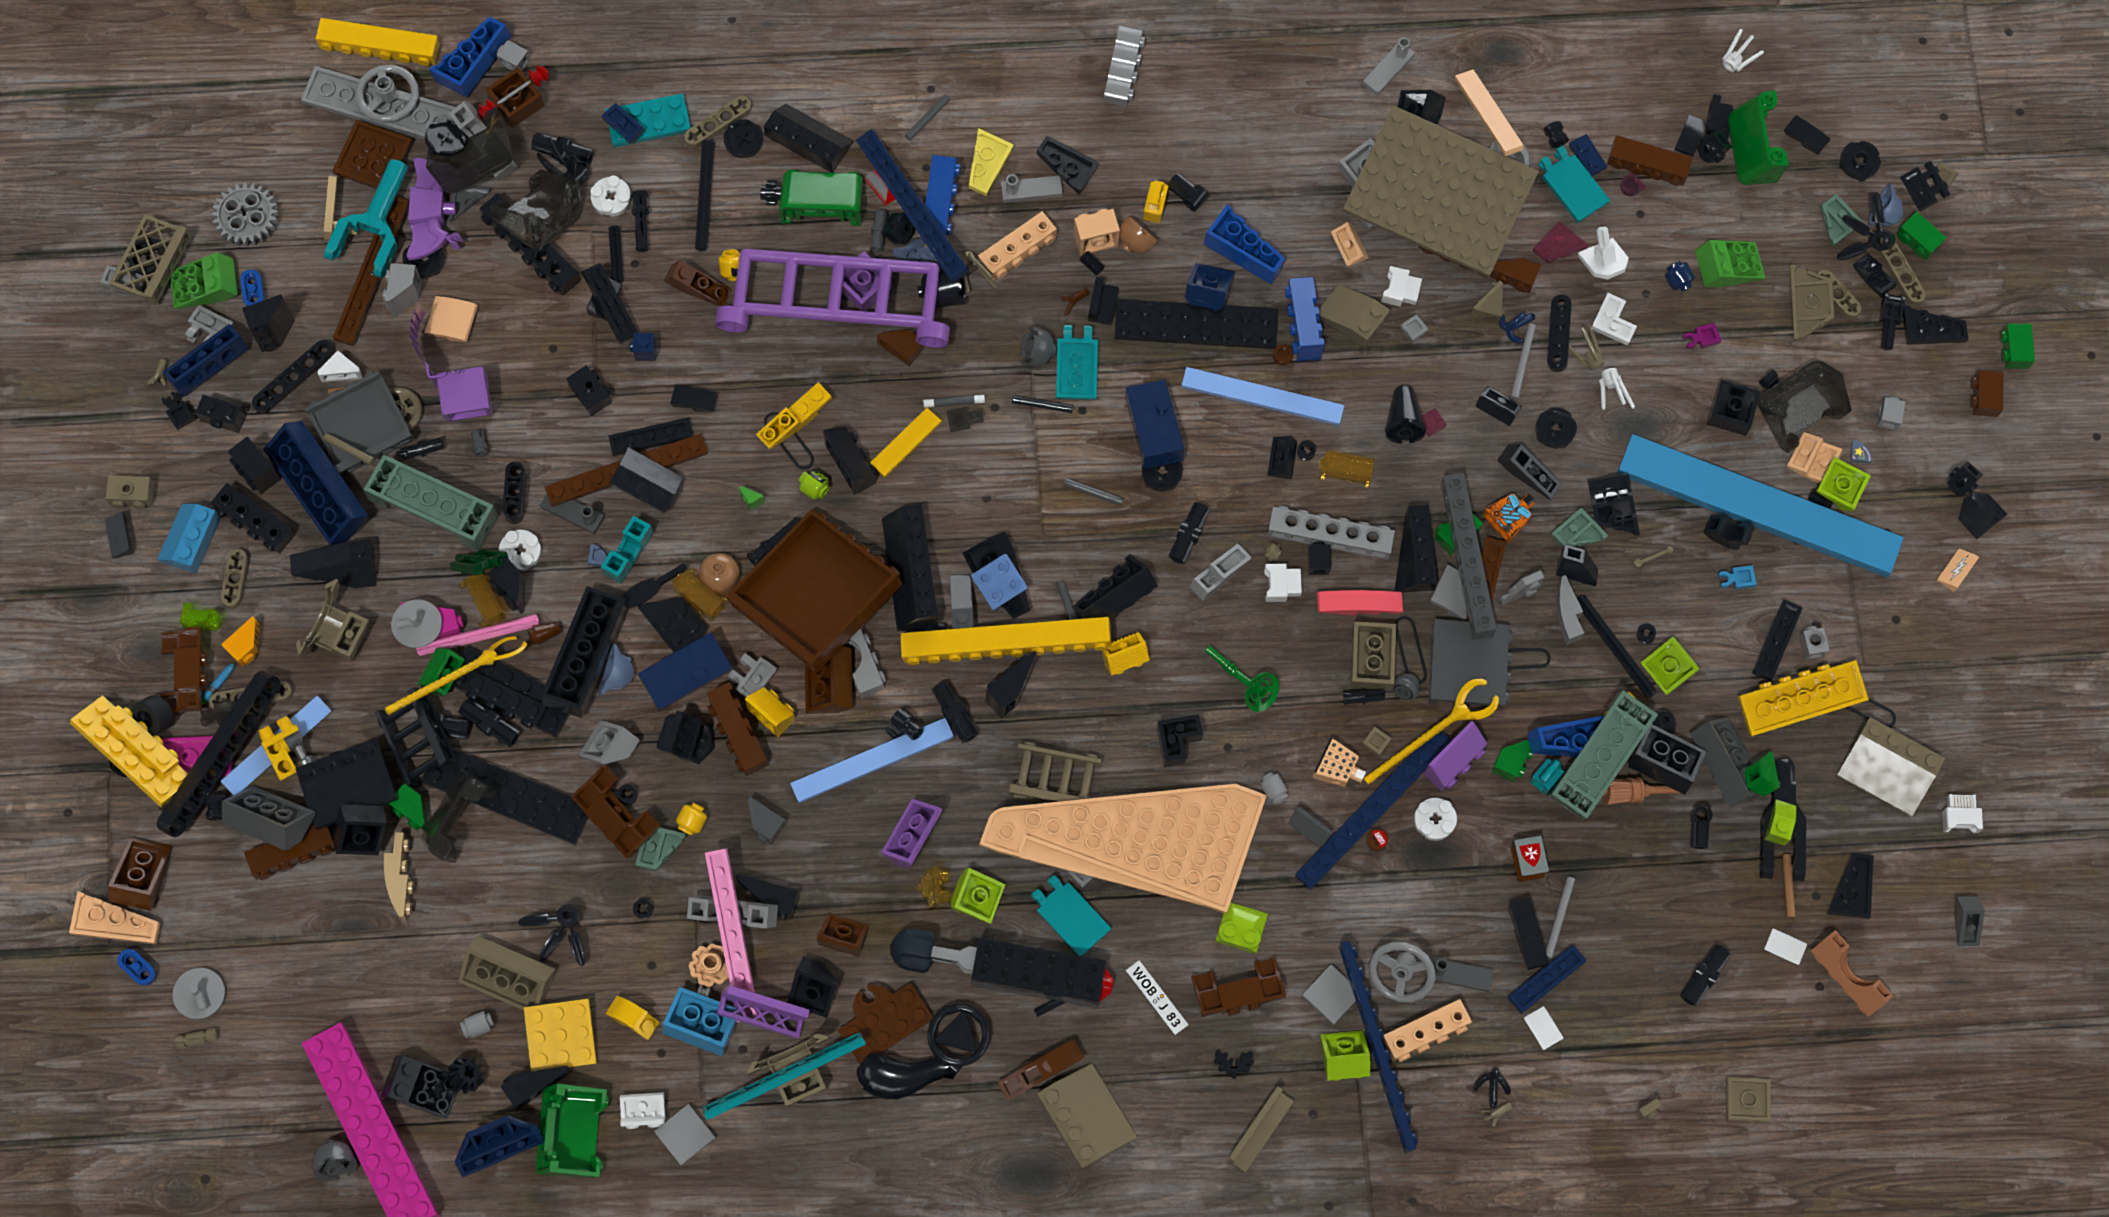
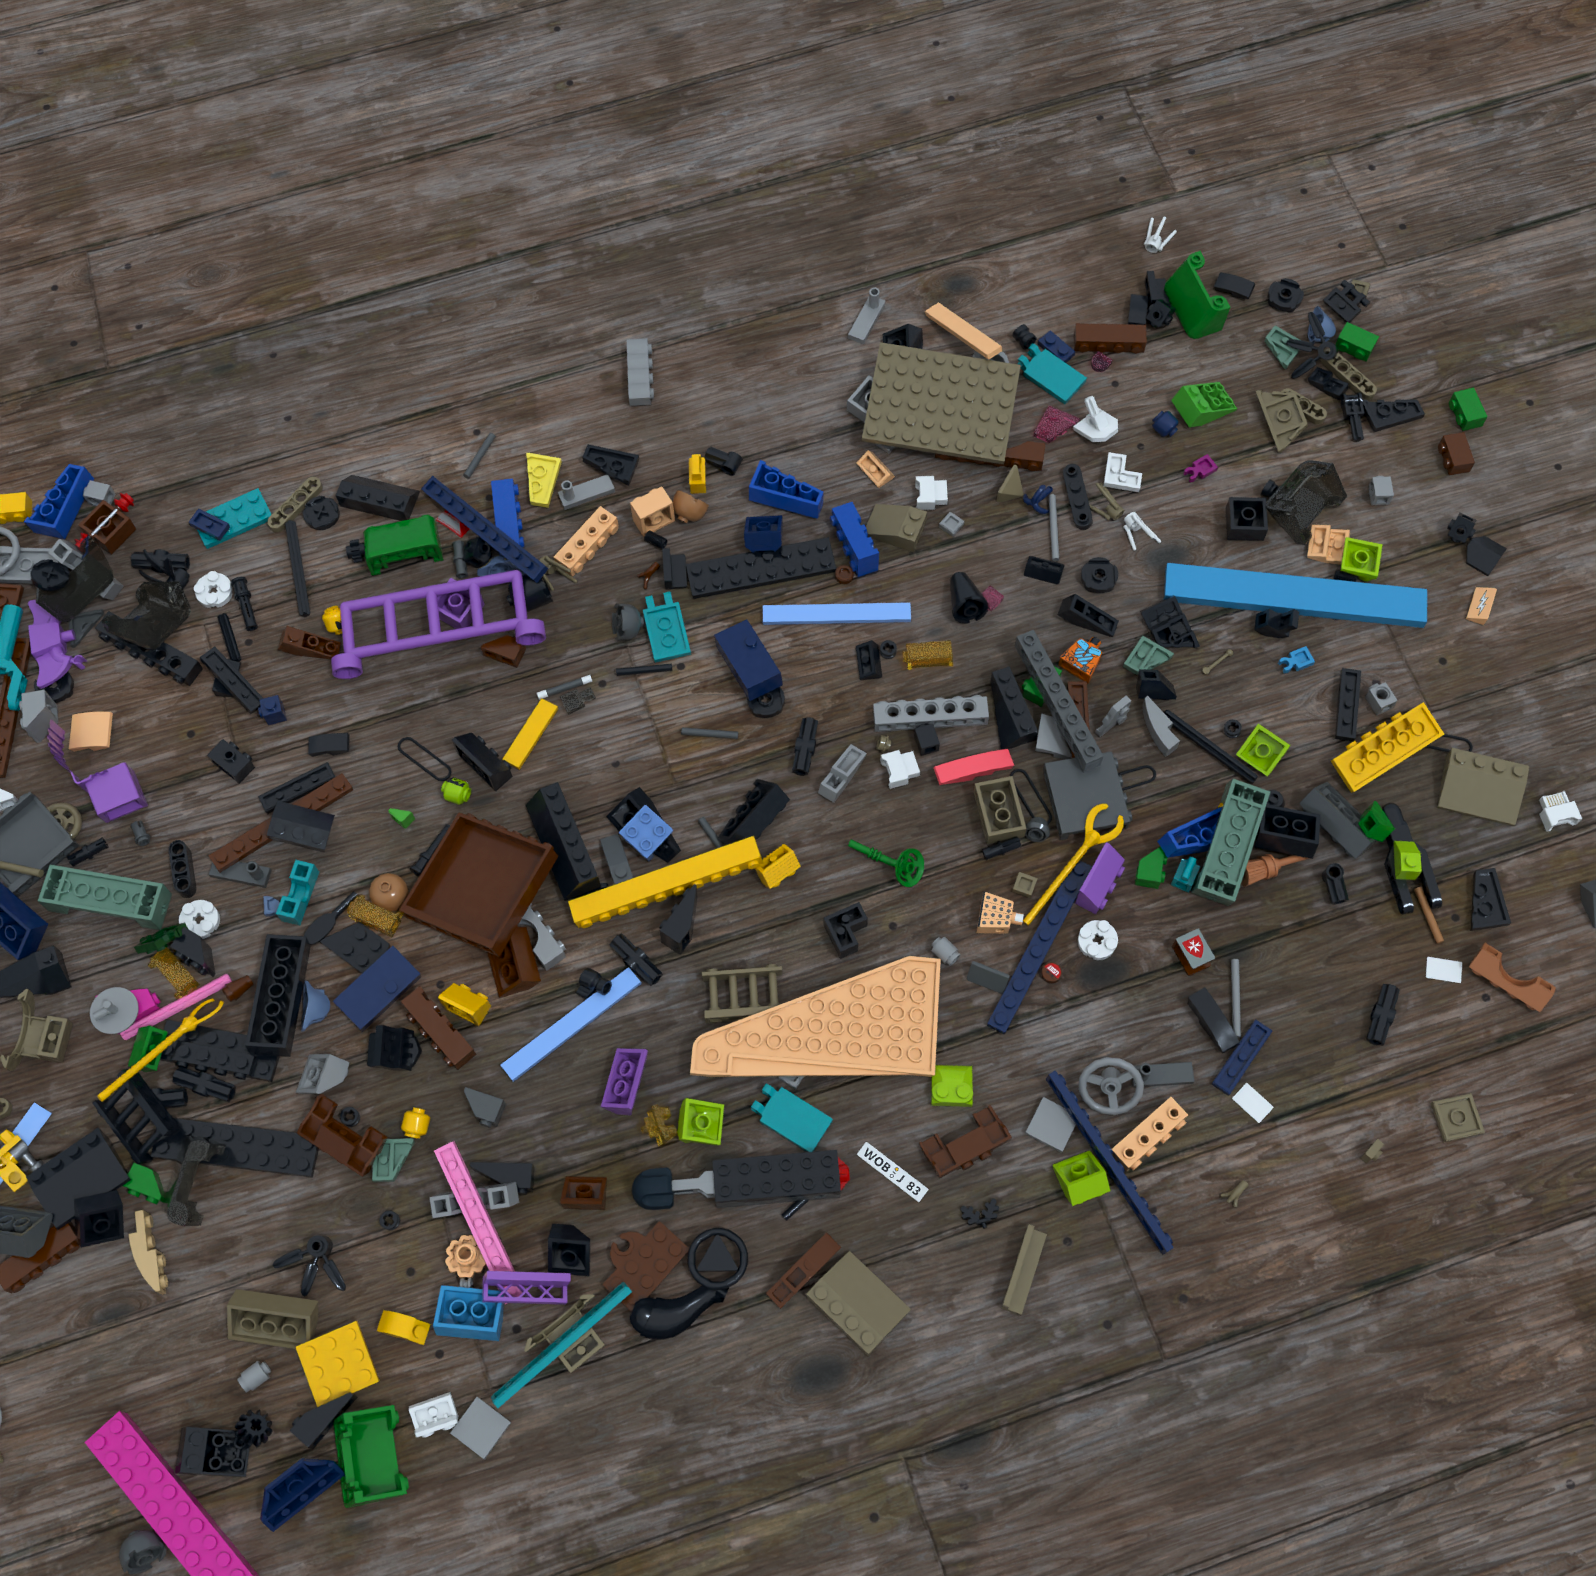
camera: 10 degrees left, 5 degrees down
(757, 678) = (447, 974): light grey plate -> none
(794, 418) = (425, 737): yellow slope -> none
(1493, 1077) = (1224, 1160): black piece -> none
(1860, 453) = (1365, 530): sand blue tile -> none

